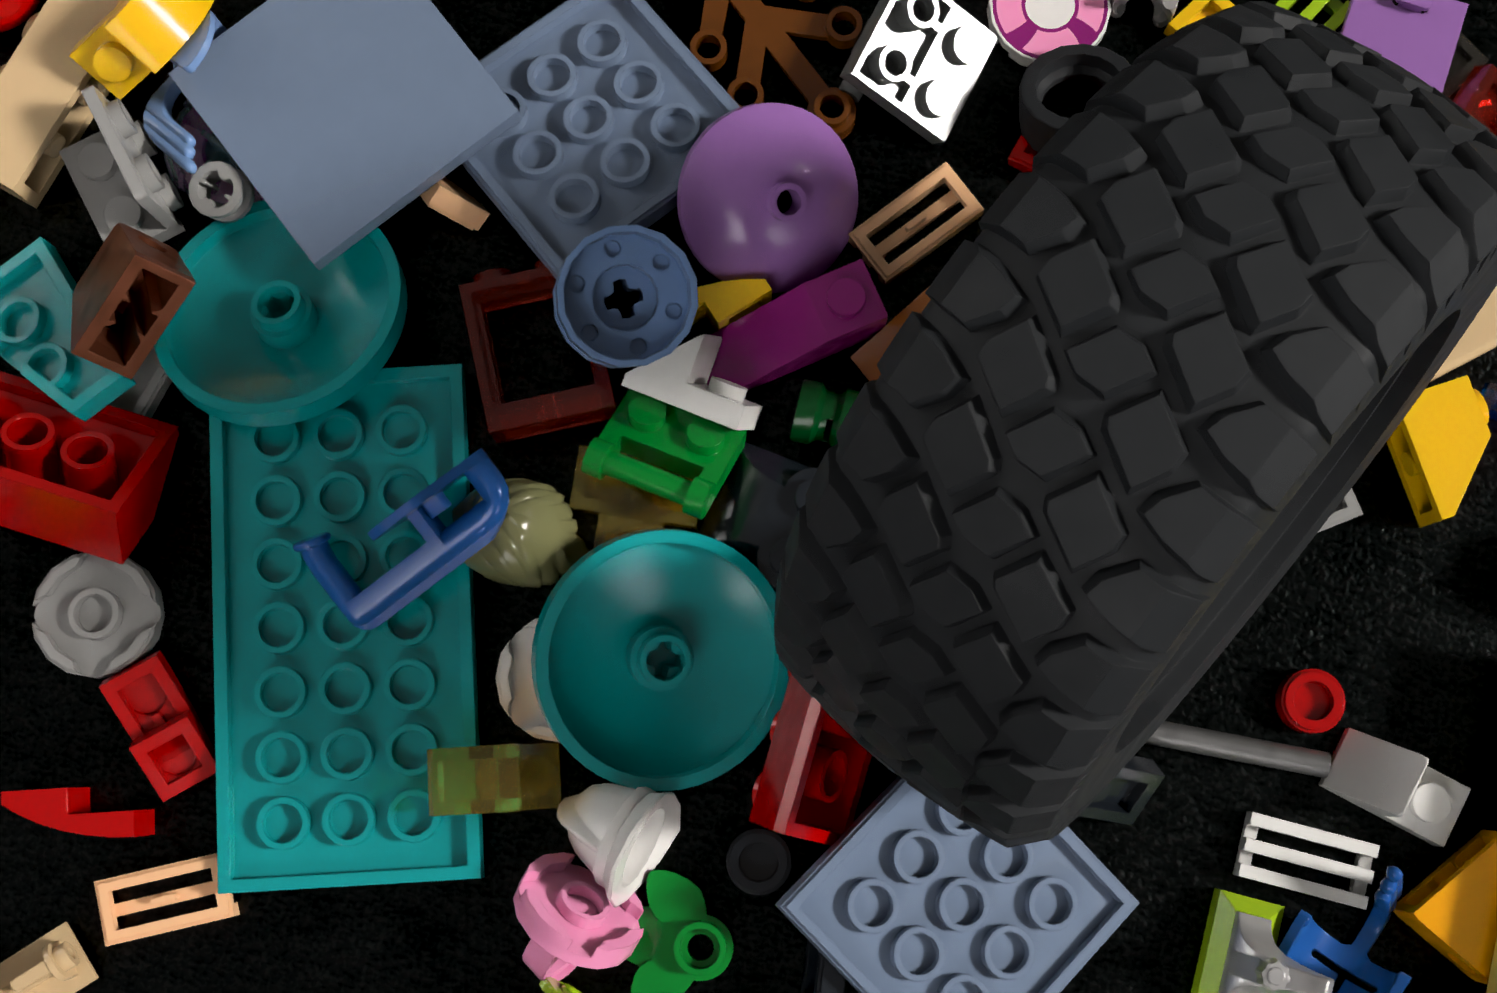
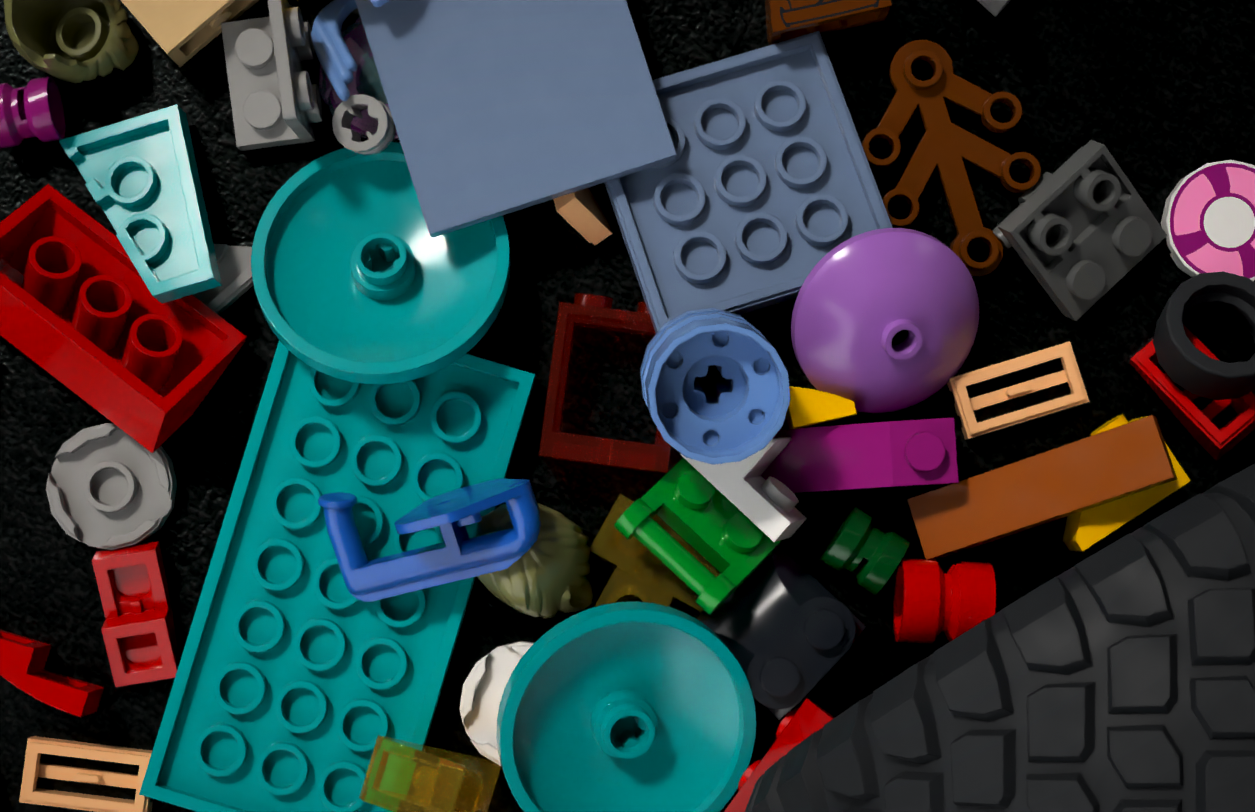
camera: 20 degrees right, 5 degrees up
(131, 285) = (242, 205): copper torso -> none

